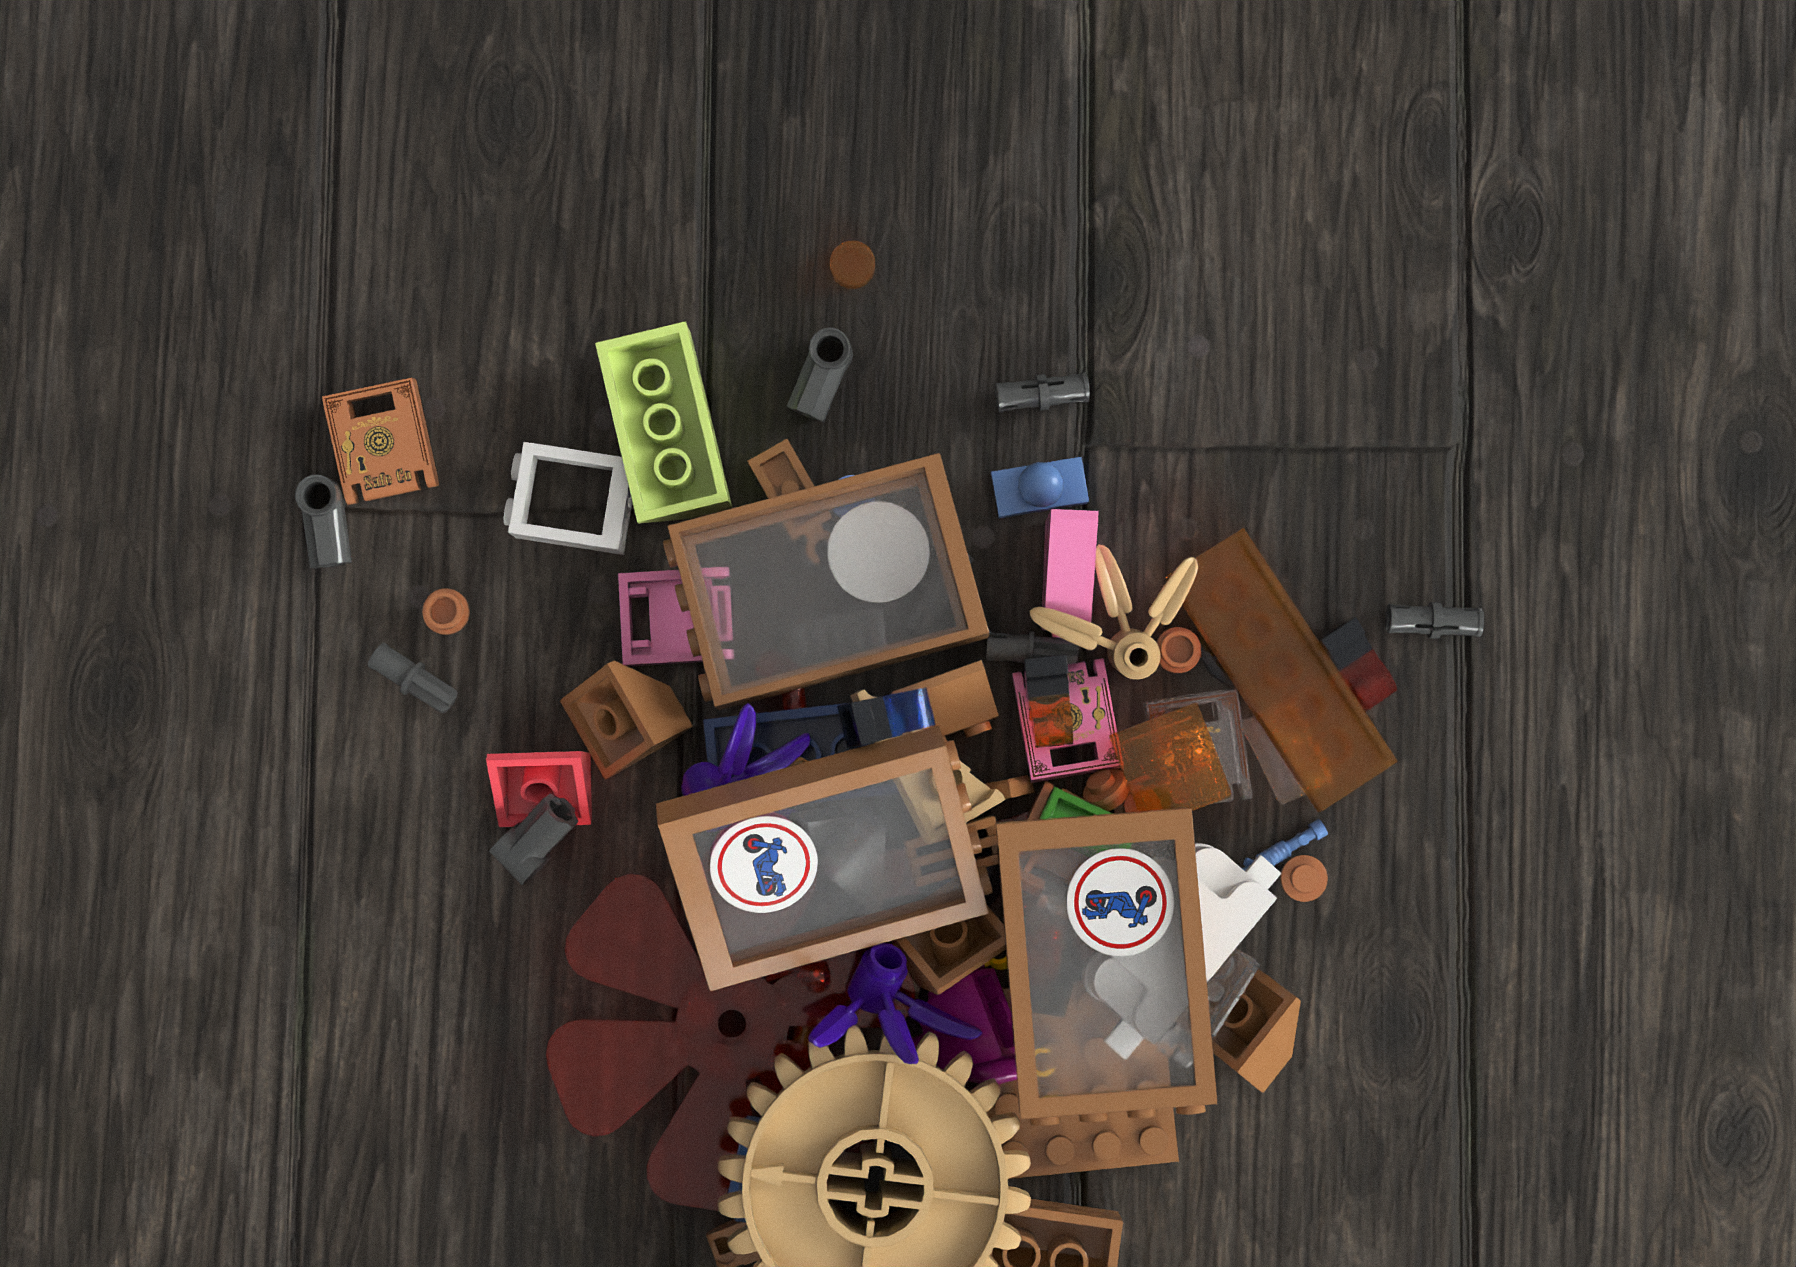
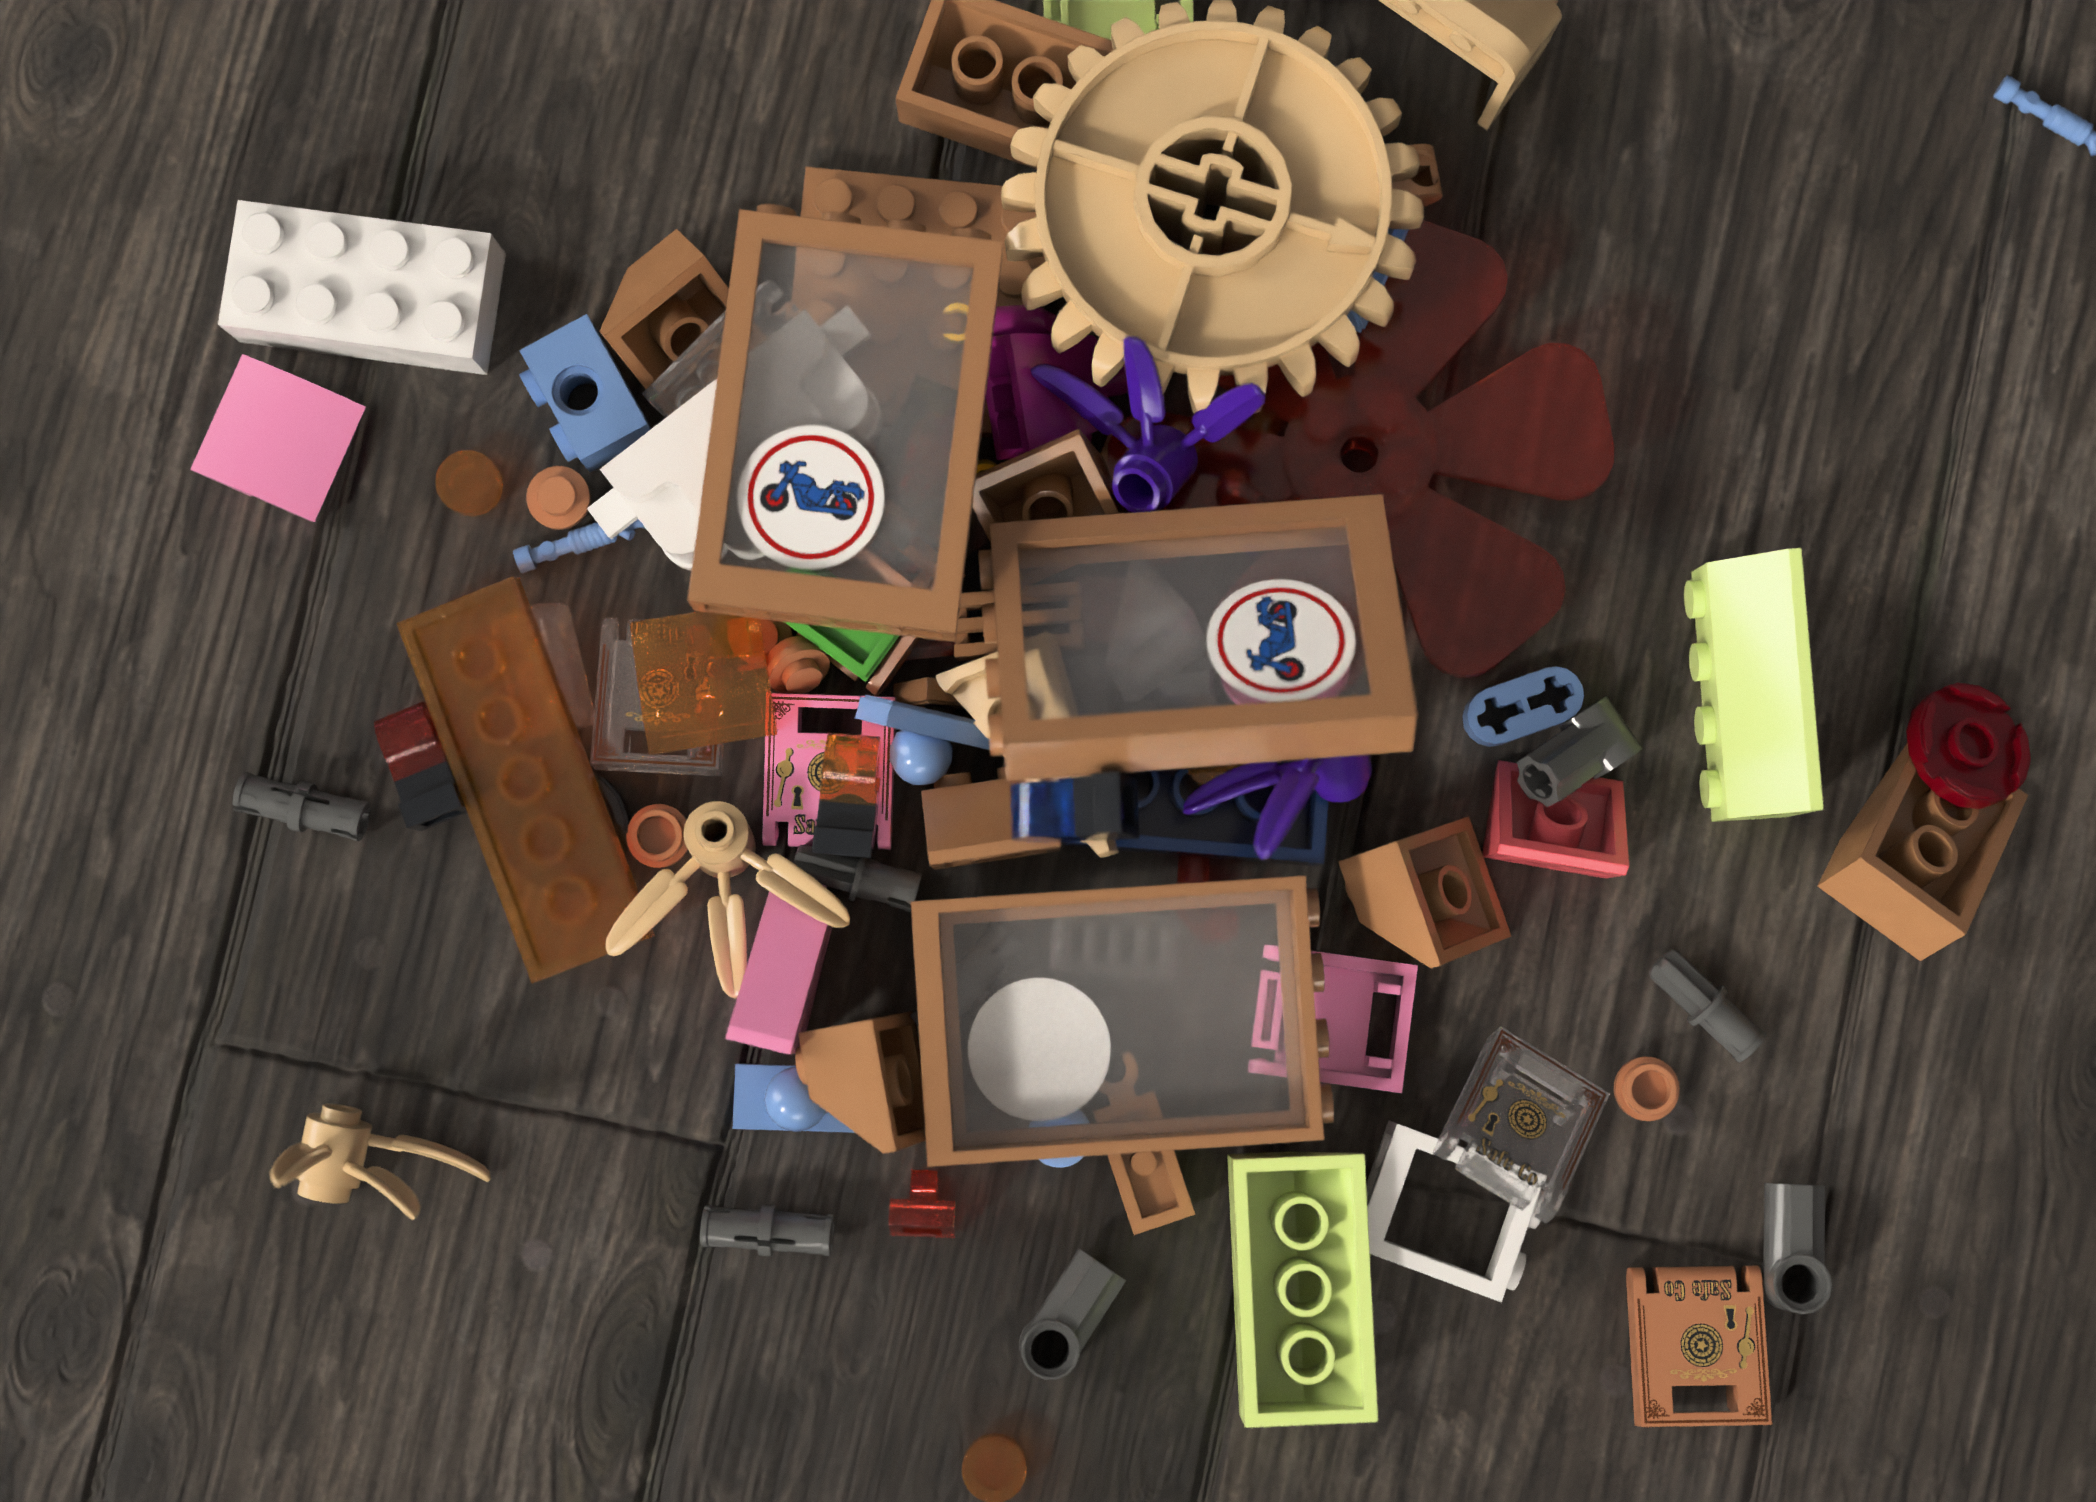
camera: 175 degrees left, 0 degrees up
(255, 900) = (1968, 746): none -> dark red tile
(275, 824) = (1918, 860): none -> medium nougat slope
(416, 909) = (1754, 687): none -> yellowish green slope
(533, 562) = (1517, 1130): none -> clear container
(574, 856) = (1517, 692): none -> medium blue beam
(936, 425) = (922, 1213): none -> clear red tile
(994, 507) = (868, 1078): none -> medium nougat slope
(1005, 755) = (922, 746): none -> medium blue tile
(1275, 945) = (574, 358): none -> medium blue brick
(1352, 379) = (334, 1156): none -> tan plant
(1370, 876) = (469, 483): none -> clear orange tile
(1481, 1003) = (362, 287): none -> white brick
(1515, 880) = (278, 438): none -> bright pink slope

